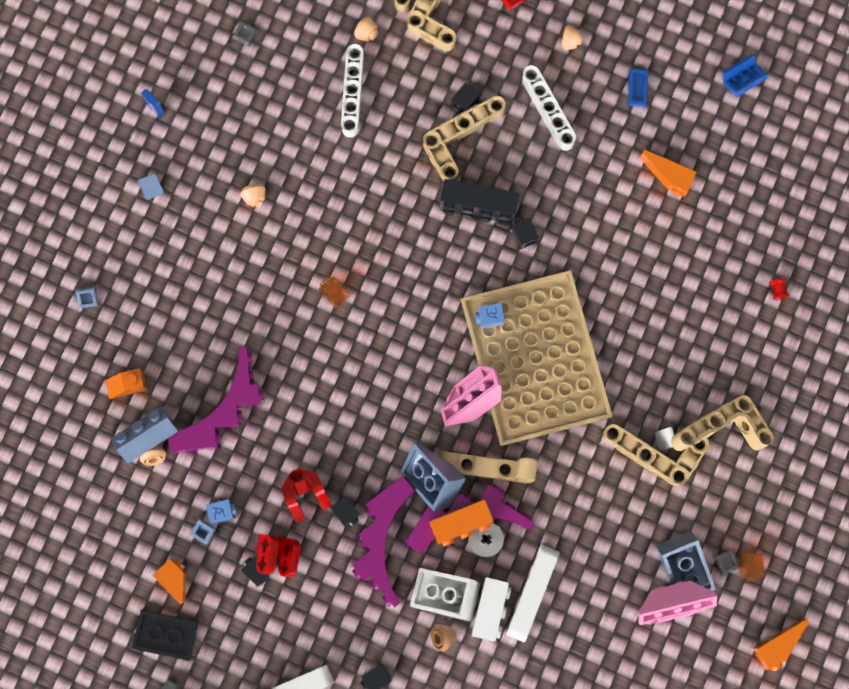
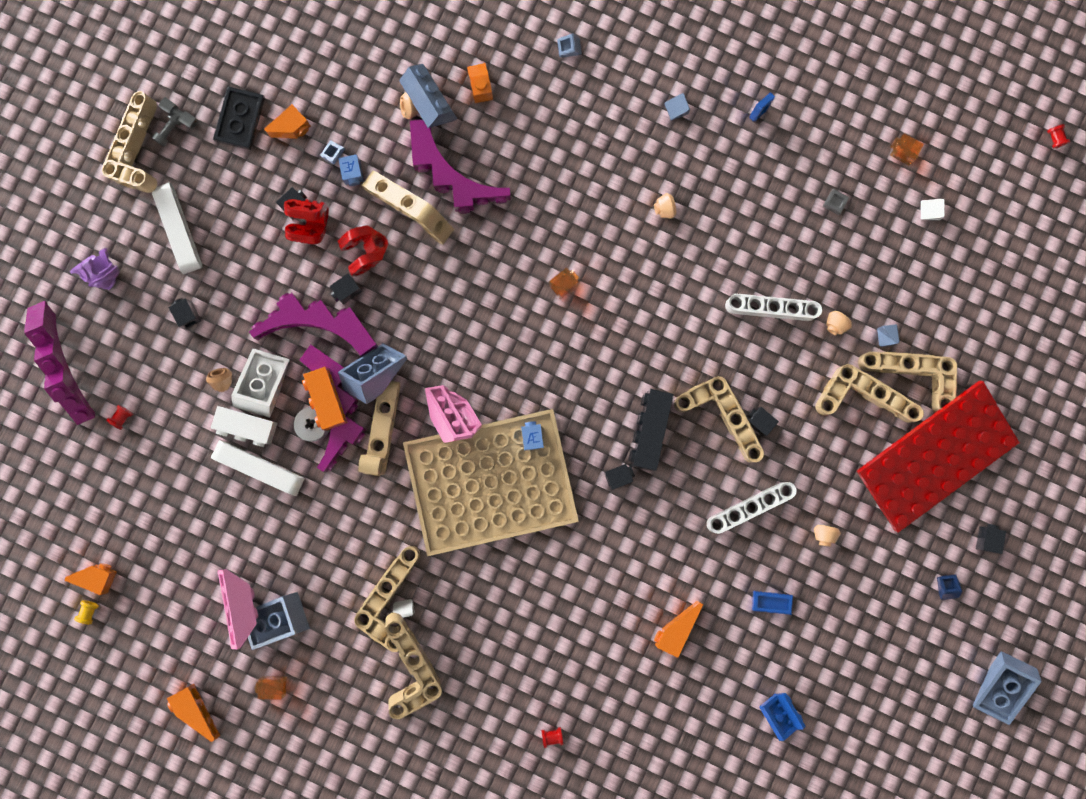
camera: 90 degrees right, 5 degrees up
(254, 454) = (409, 205): none -> tan beam
(726, 562) = (278, 663): flat silver tile -> none

